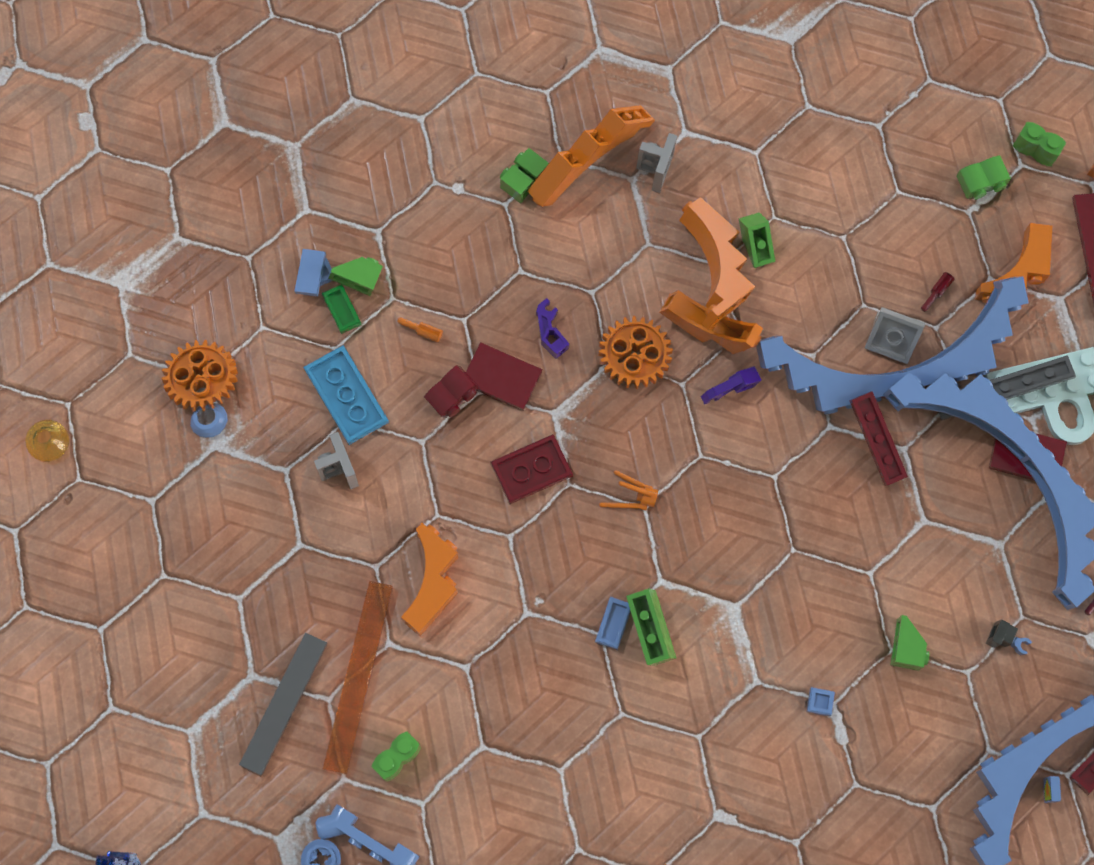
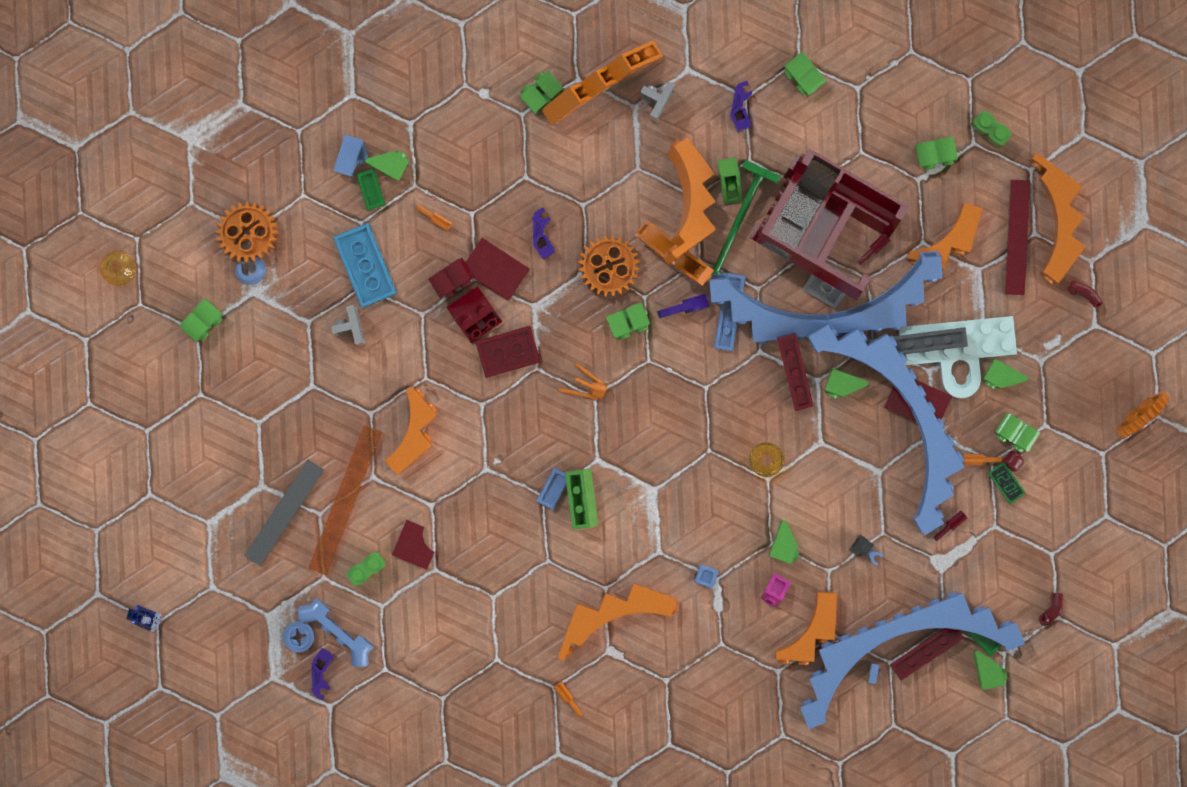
camera: 15 degrees right, 15 degrees up
(155, 484) = (201, 320): none -> bright green brick
(450, 722) = (412, 547): none -> dark red tile
(485, 430) = (474, 314): none -> dark red slope
(665, 414) = (628, 321): none -> bright green piece
(684, 778) = (587, 620): none -> orange arch
(750, 151) = (739, 97): none -> dark purple piece
(785, 400) = (726, 328): none -> medium blue tile
(792, 223) = (759, 175): none -> green tile
(818, 116) = (804, 74): none -> bright green brick
(863, 253) = (814, 212): none -> dark red piece
(873, 538) = (776, 463): none -> clear yellow piece
(909, 705) = (775, 590): none -> dark pink bracket
(936, 445) = (842, 384): none -> bright green slope
(975, 740) = (820, 627): none -> orange arch

